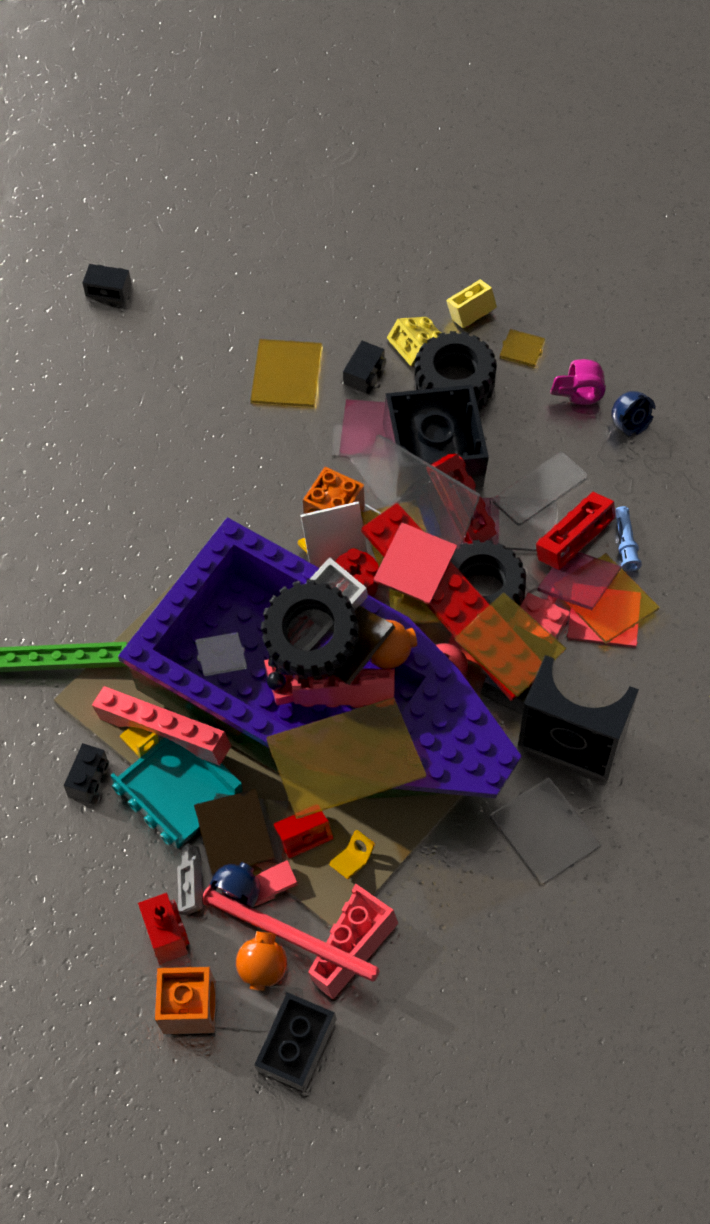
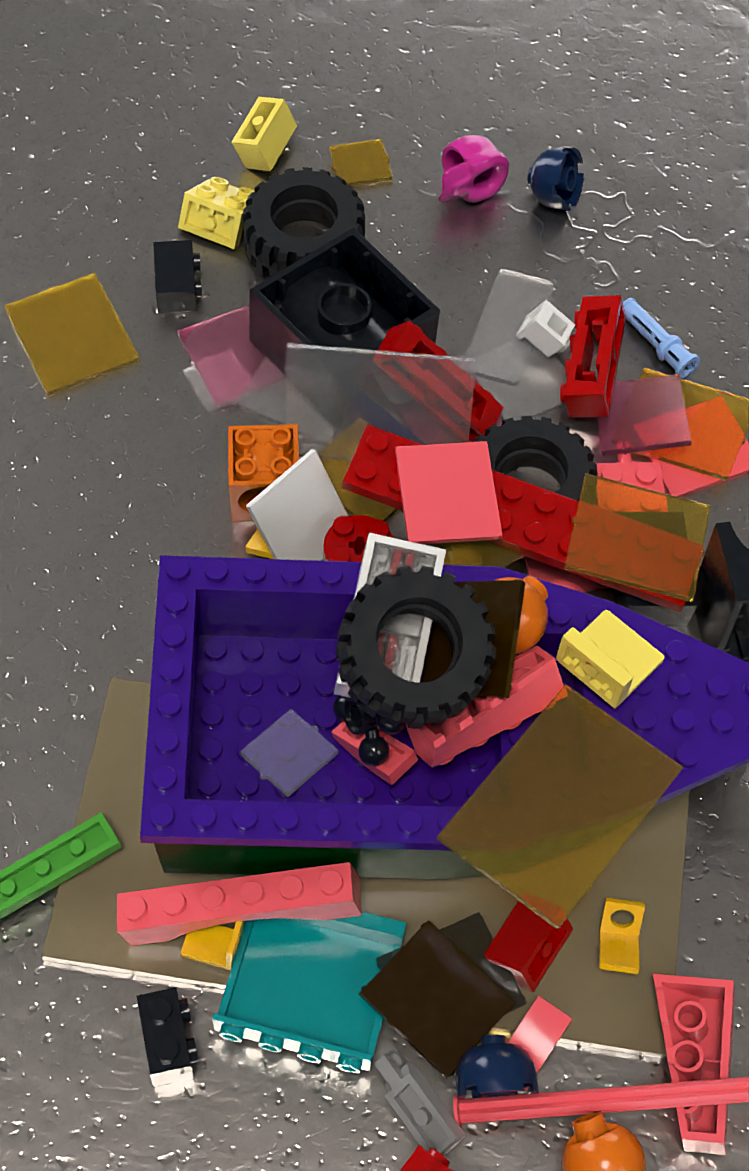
camera: 35 degrees left, 0 degrees up
(427, 695) = (608, 657): none -> light yellow bracket
(557, 501) = (547, 329): none -> white brick

